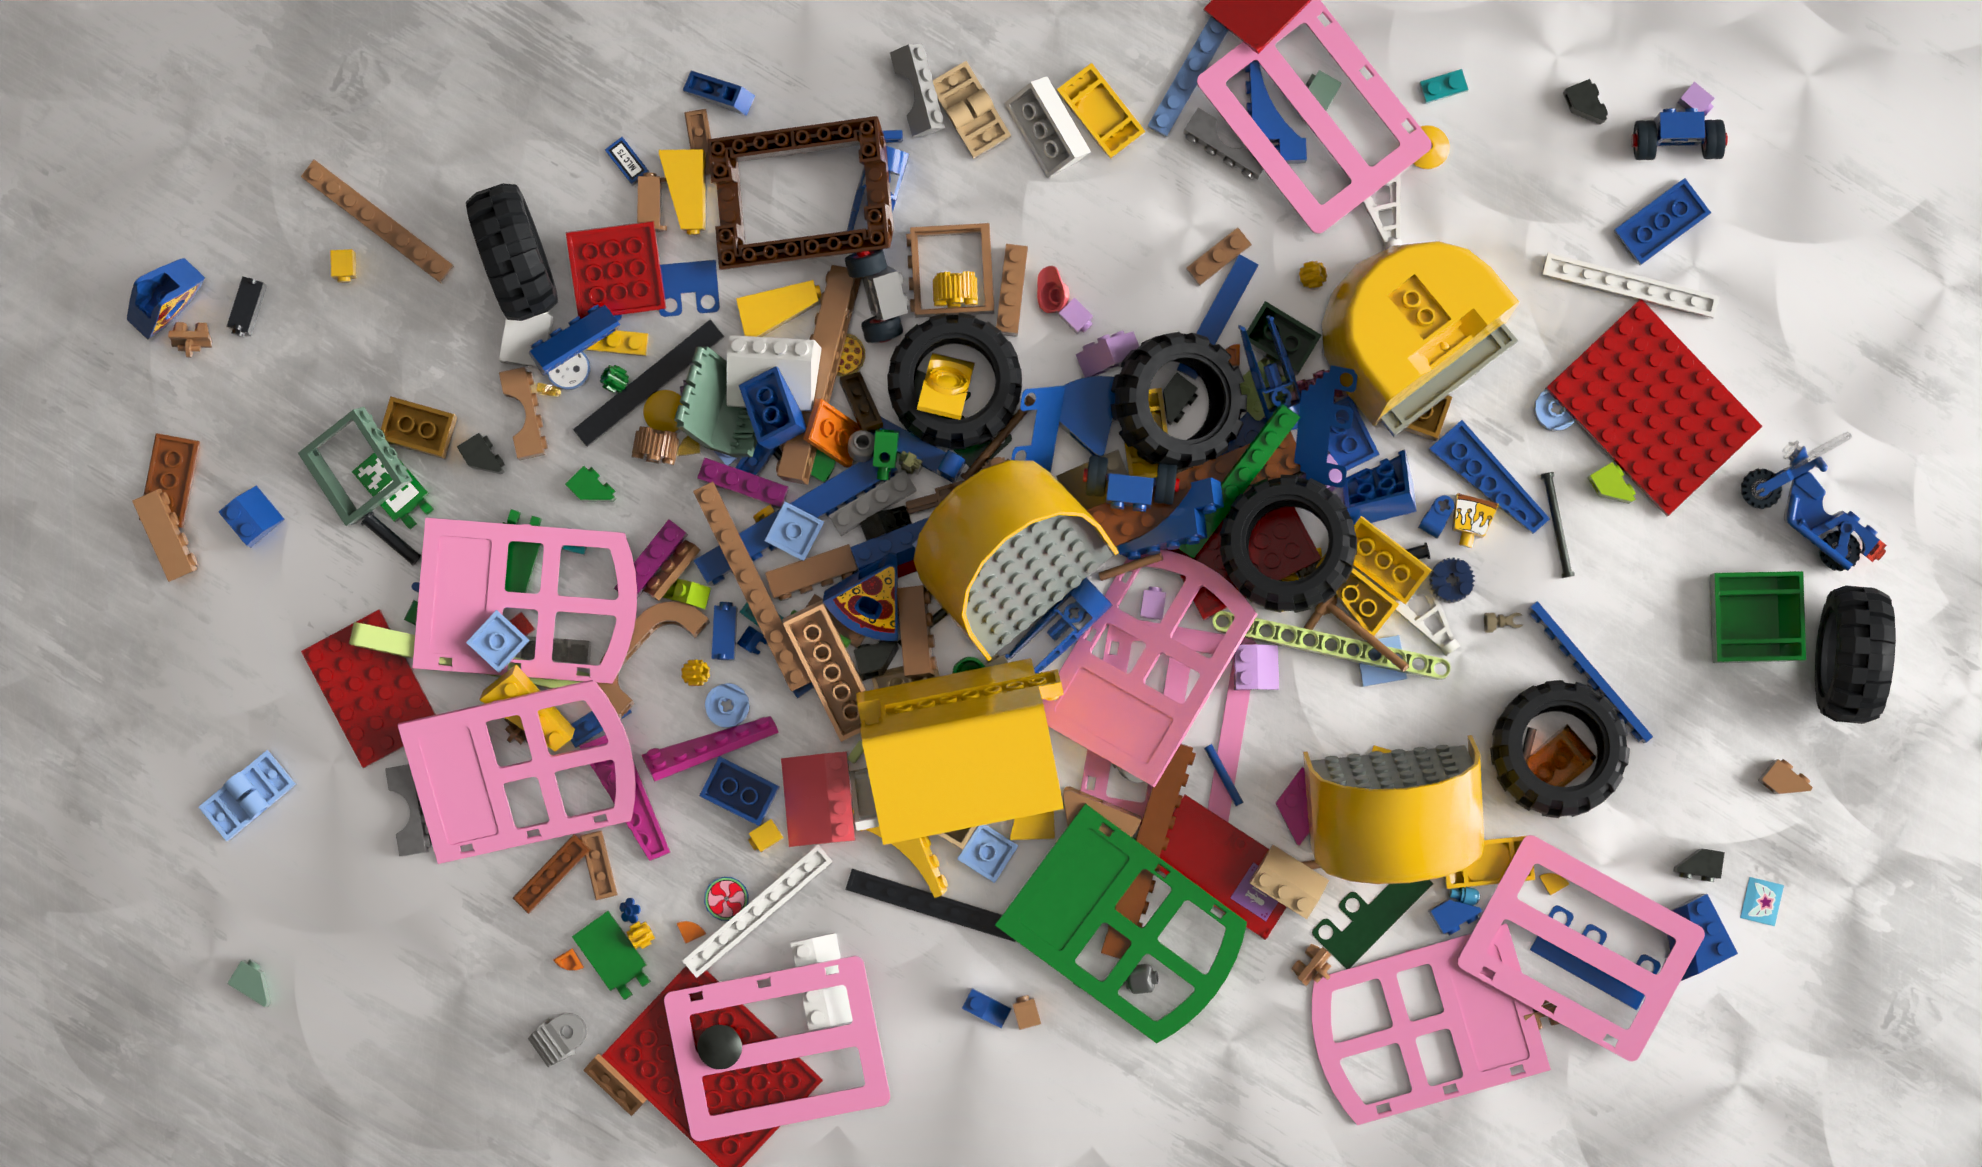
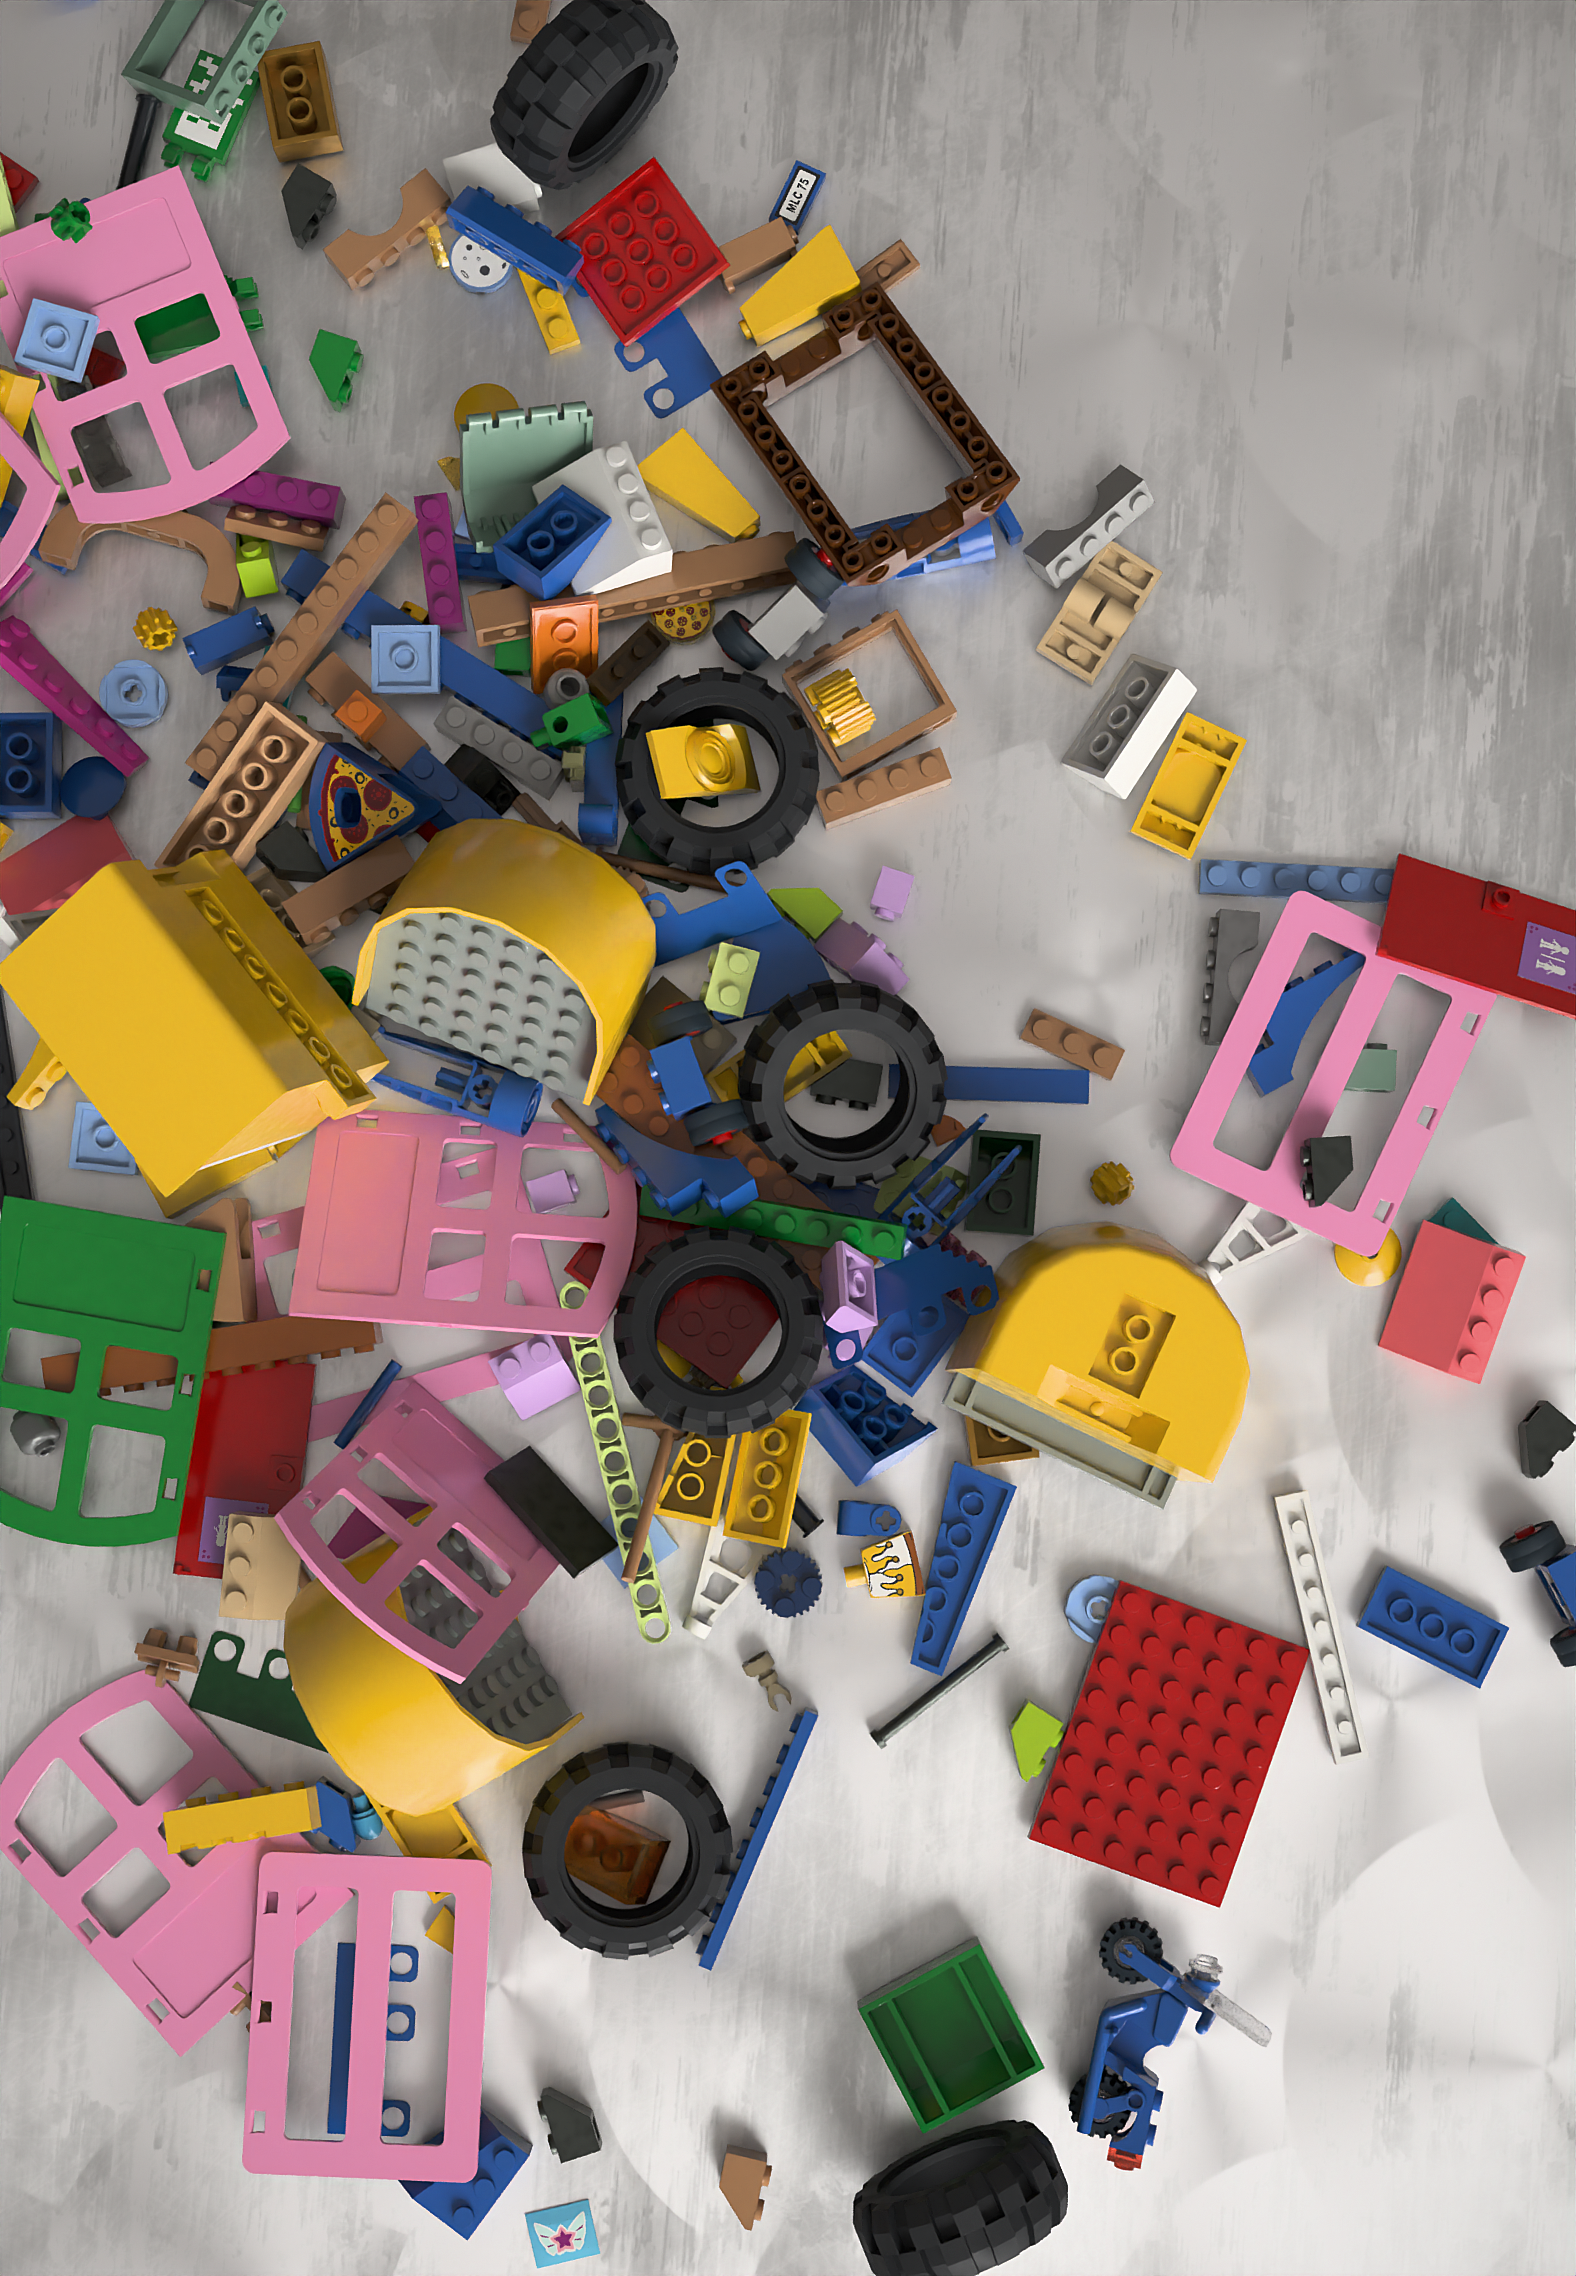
camera: 65 degrees right, 0 degrees up
(430, 597) = (70, 220): none -> green gear
(614, 378) = (495, 325): green gear -> none
(647, 384) = (509, 372): black tile -> none
(655, 445) = (430, 421): medium nougat brick -> none
(719, 92) = (950, 270): blue slope -> none
(772, 757) = (92, 787): none -> blue dish
(816, 574) = (361, 716): none -> orange brick
(1051, 292) = (907, 843): coral piece -> none
(1061, 370) = (807, 909): none -> lime slope
(1082, 435) = (731, 979): none -> yellowish green bracket
(1301, 456) = (848, 1289): none -> lavender slope
(1311, 735) = (447, 1470): none -> bright pink door
(1342, 696) = (551, 1511): none -> pearl dark grey tile
(1367, 144) = (1327, 1166): none -> pearl dark grey slope
(1431, 962) = (242, 1817): none -> yellow wedge
(1480, 113) = (1451, 1301): none -> coral slope

